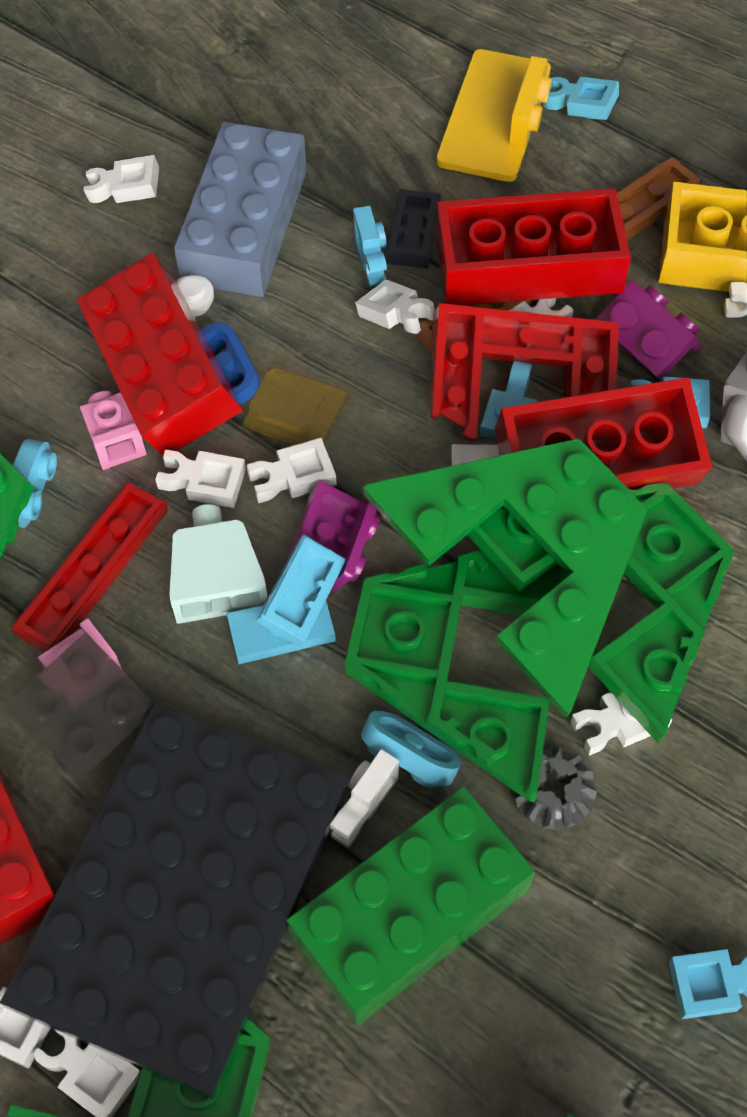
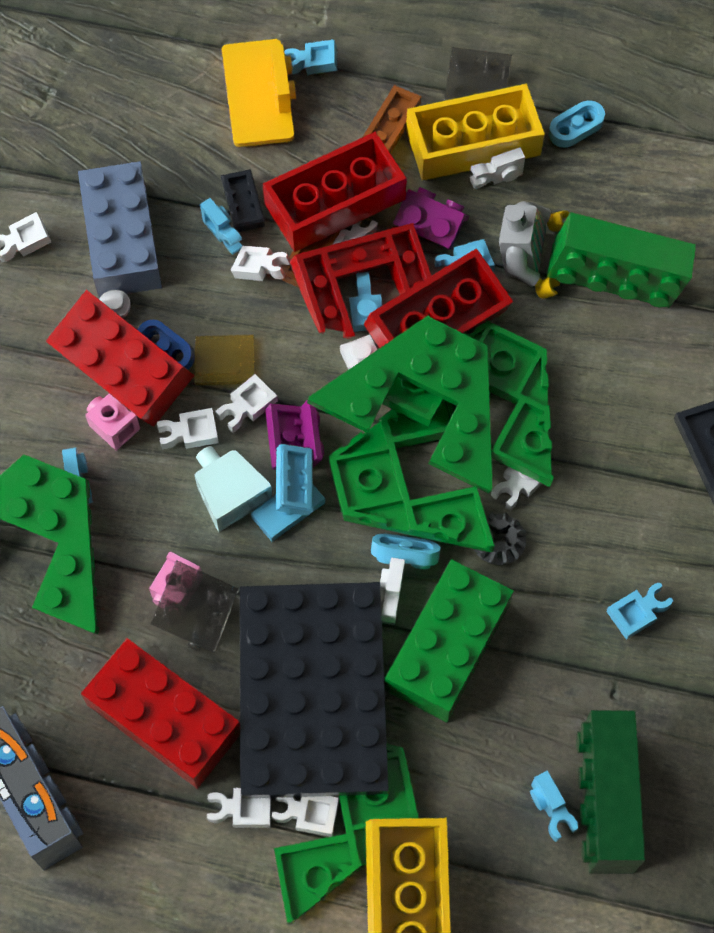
camera: 25 degrees left, 5 degrees up
(90, 568) = (145, 519): red tile -> none

